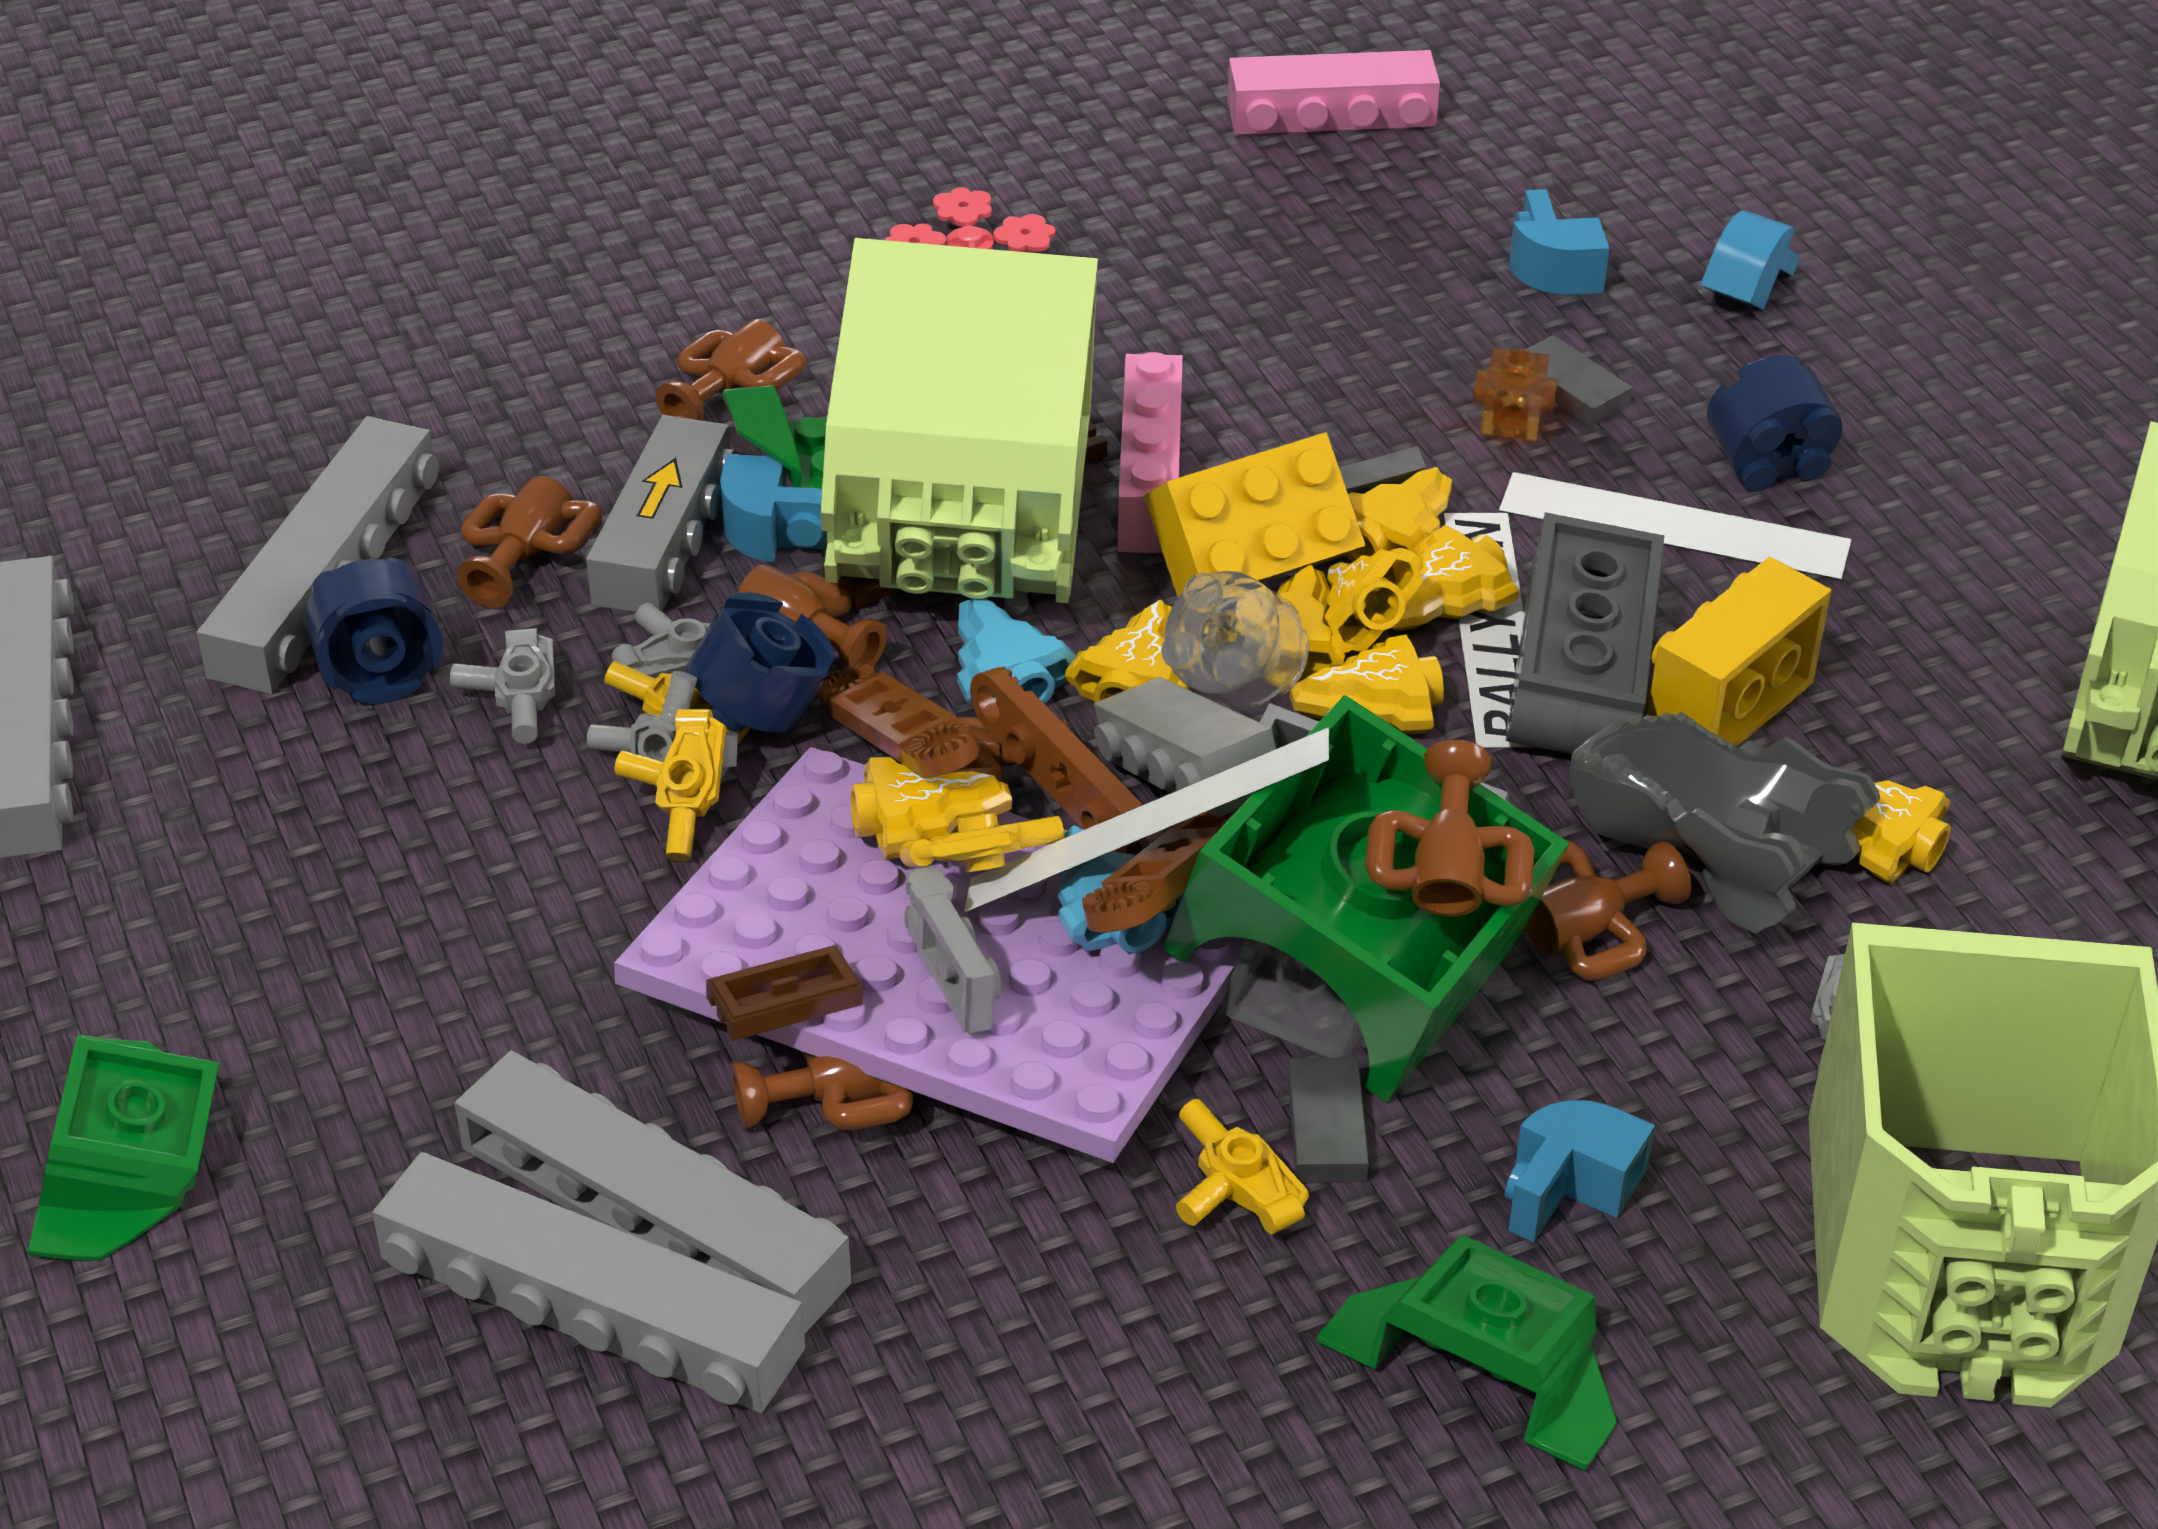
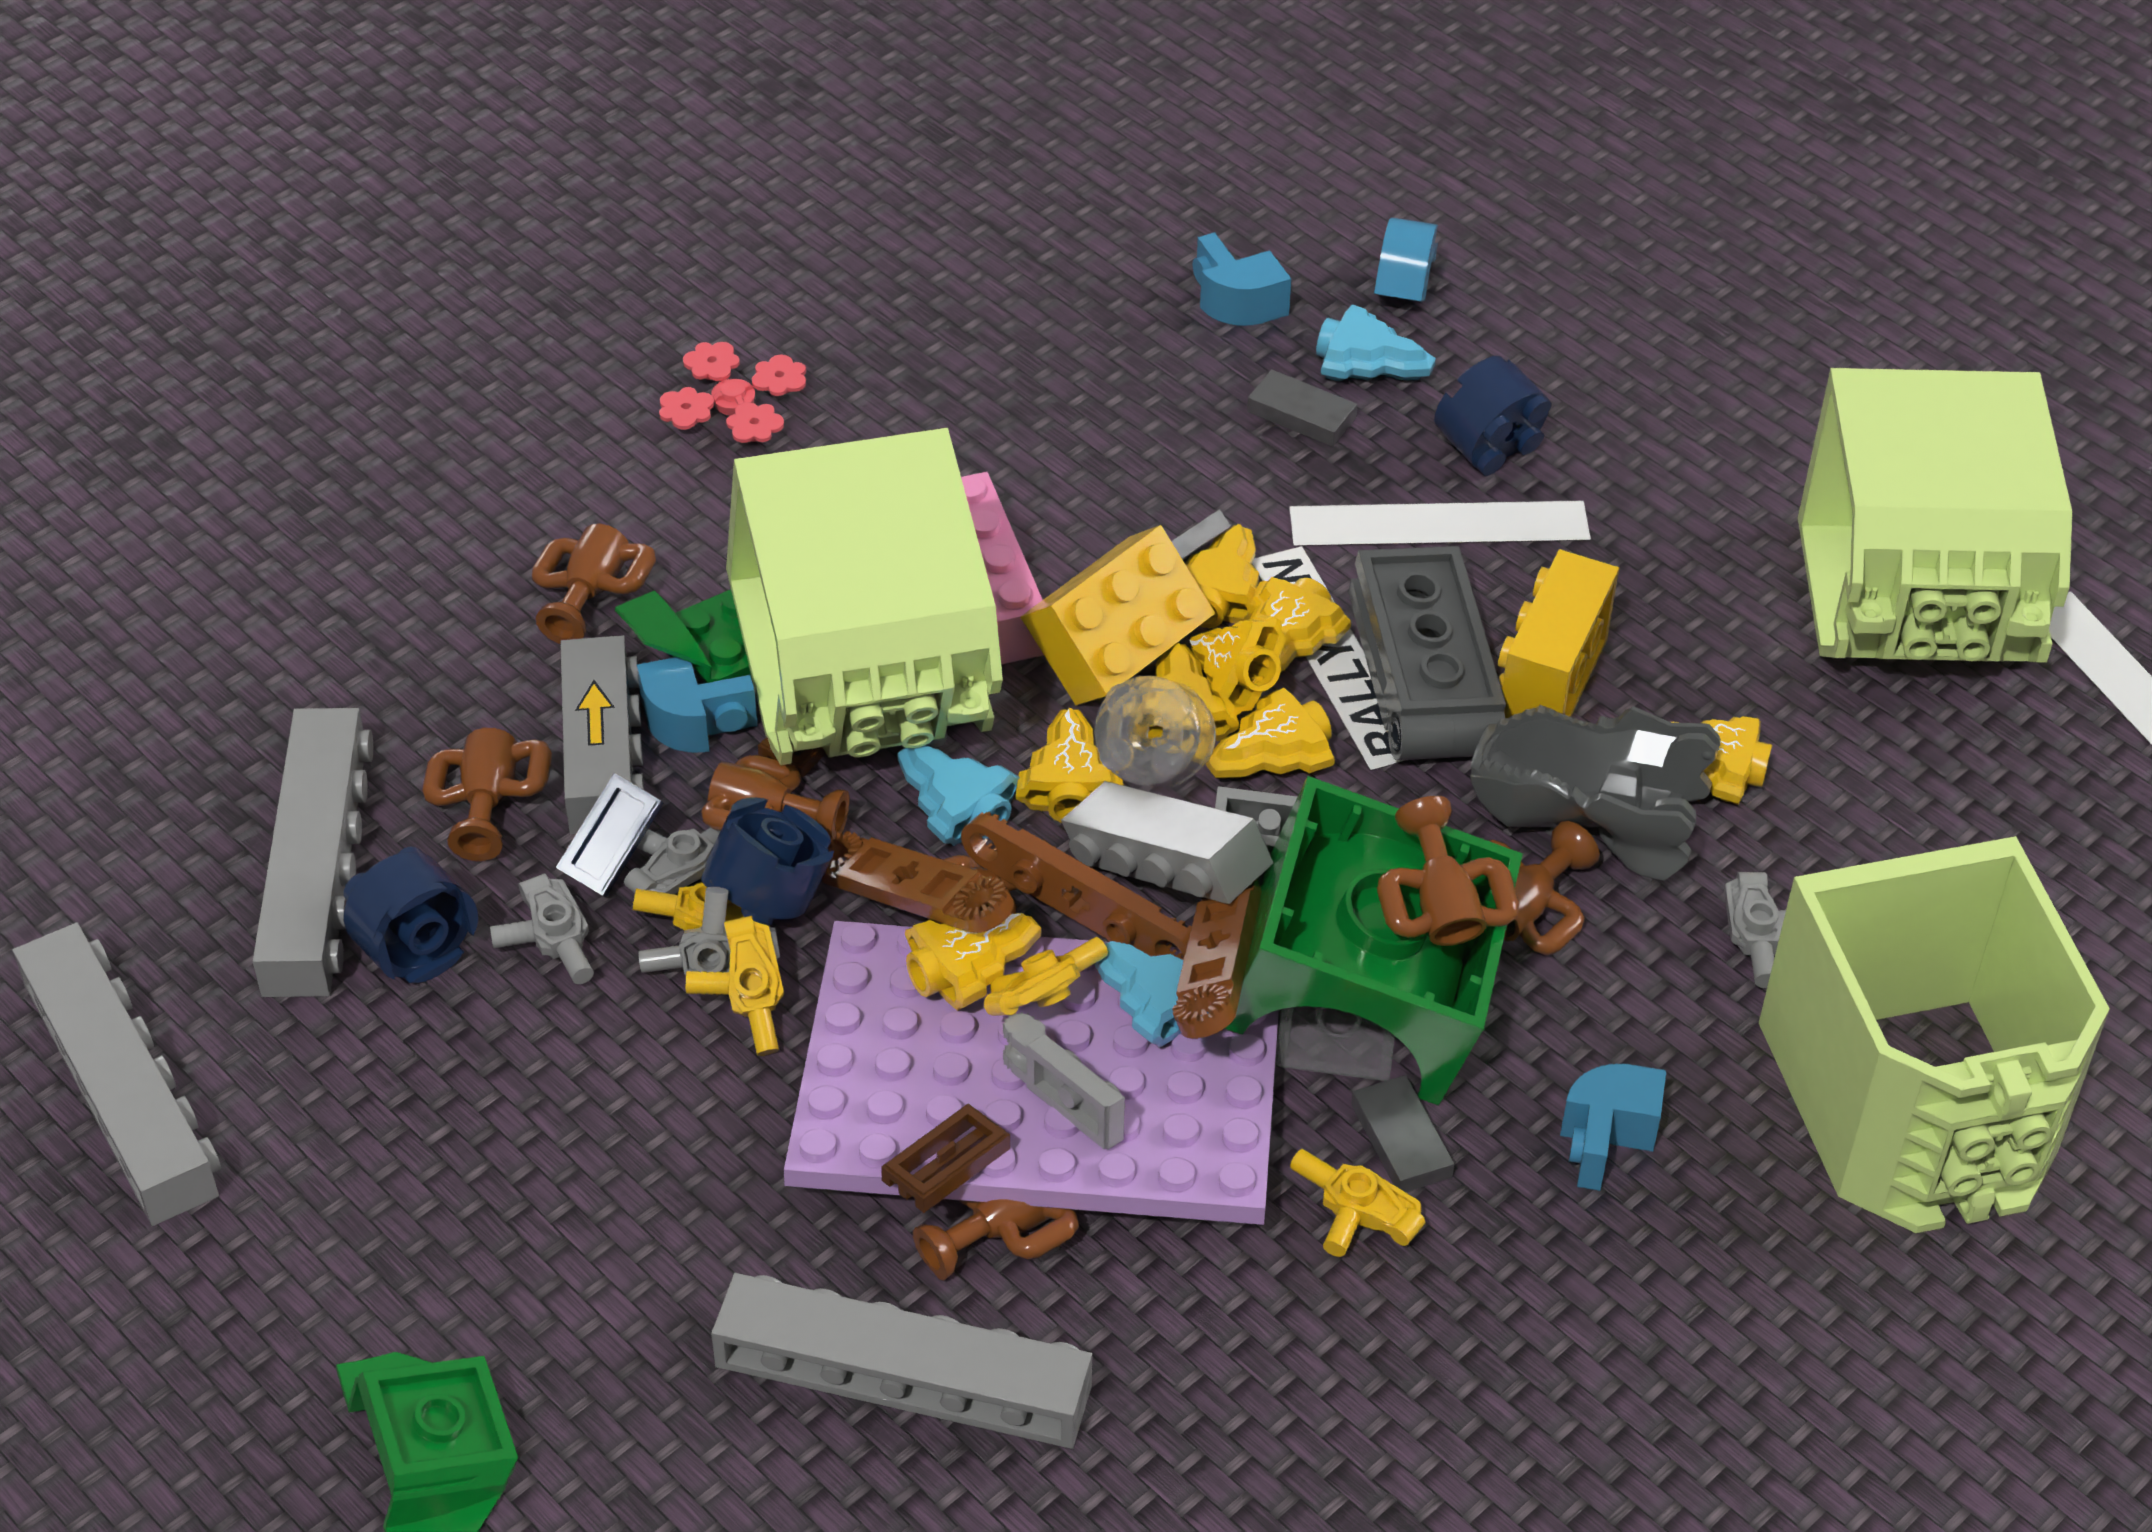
camera: 20 degrees left, 5 degrees up
(591, 1282) = (888, 1452): light grey brick -> none
(617, 606) = (609, 835): none -> tile
(1149, 819) = (1187, 924): white sticker -> none
(1333, 92) = (983, 171): bright pink brick -> none
(1502, 1319) = (1607, 1265): green piece -> none
(1514, 393) = (1269, 436): clear orange brick -> none
(1669, 337) = (1369, 348): none -> medium azure rock

